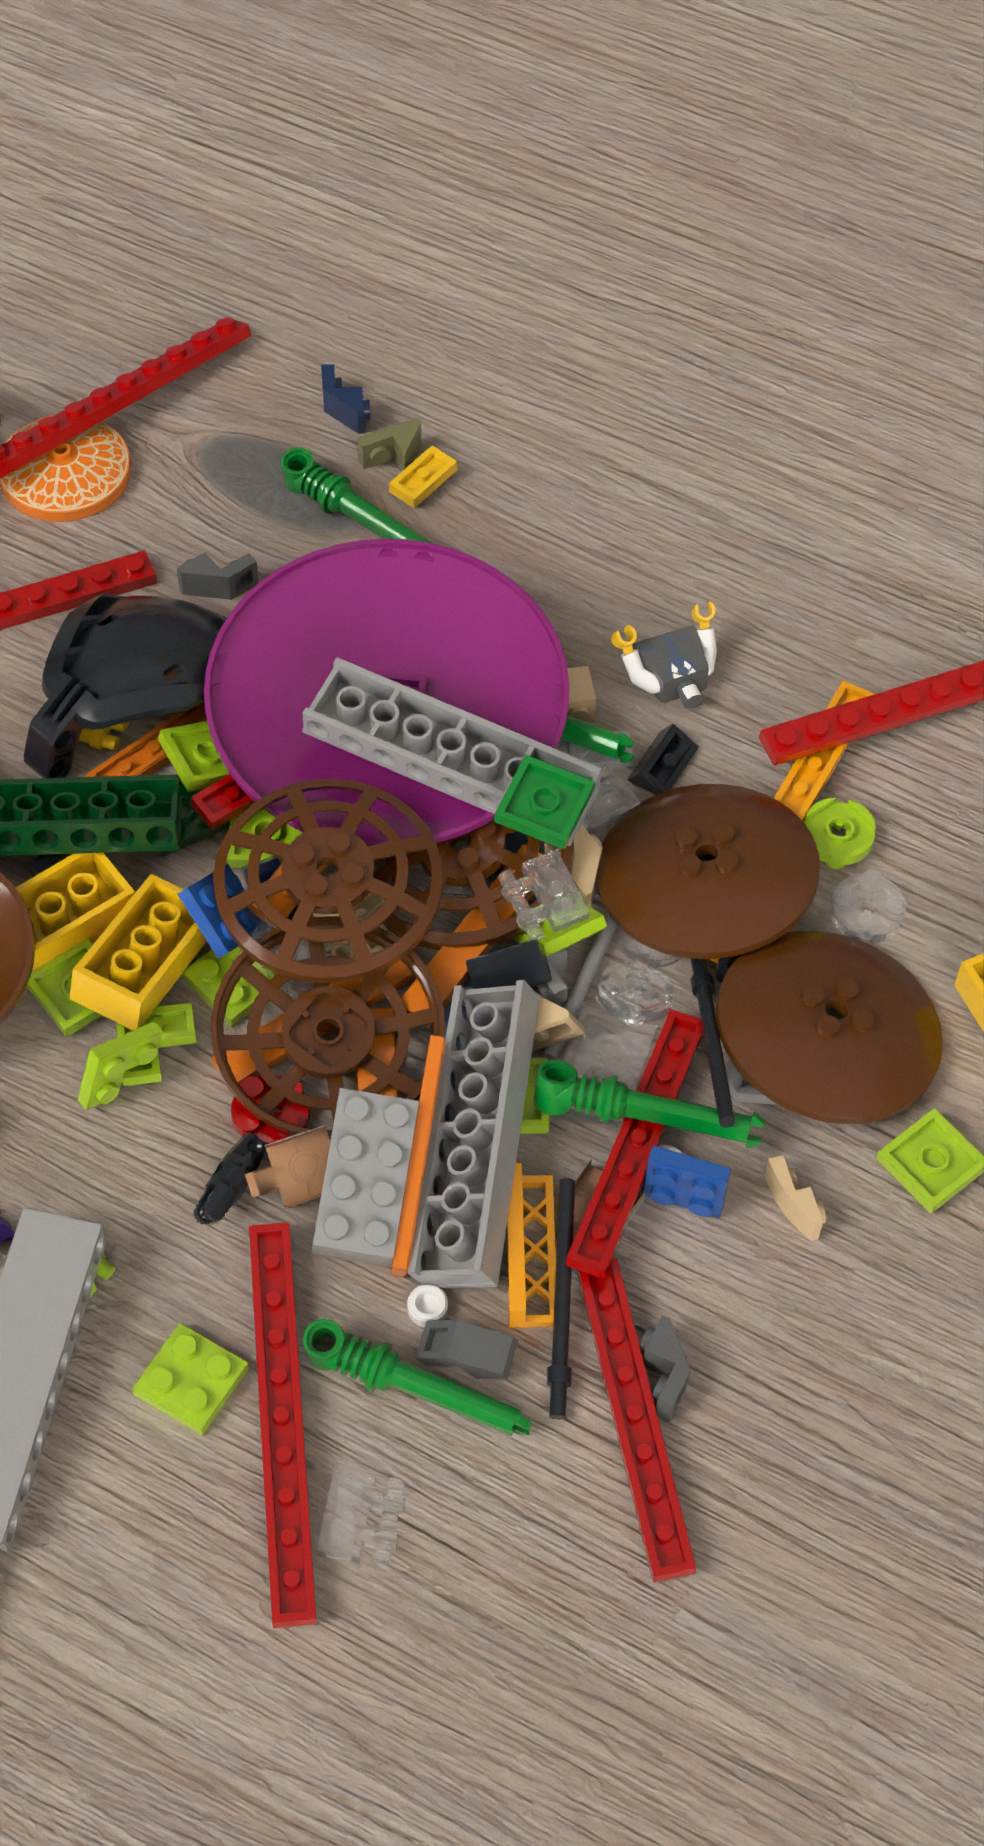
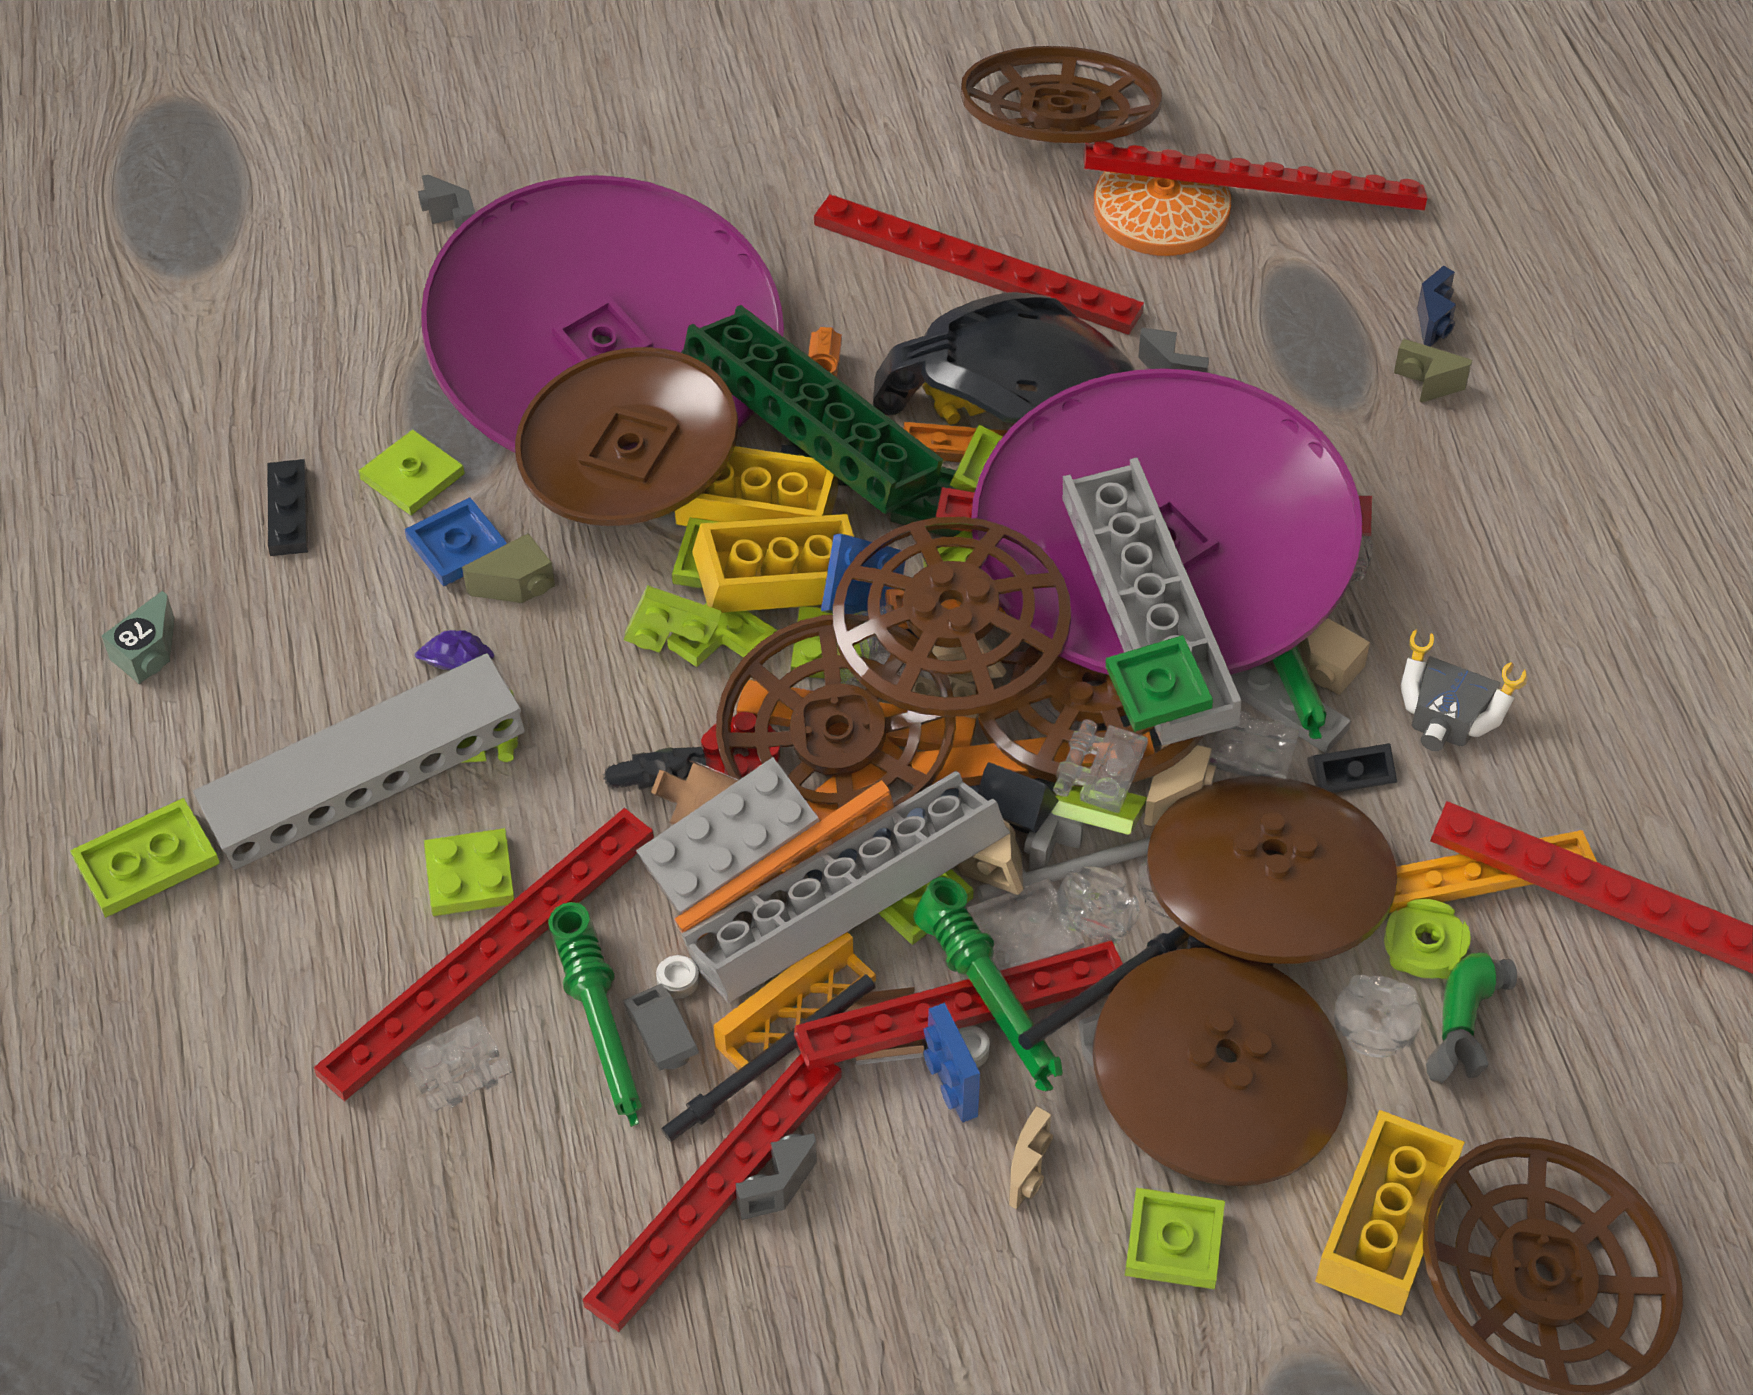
camera: 50 degrees right, 5 degrees down
(336, 495) = (1339, 370): green piece -> none
(423, 476) = (1429, 410): yellow plate -> none
(899, 842) = (1467, 985): none -> piece

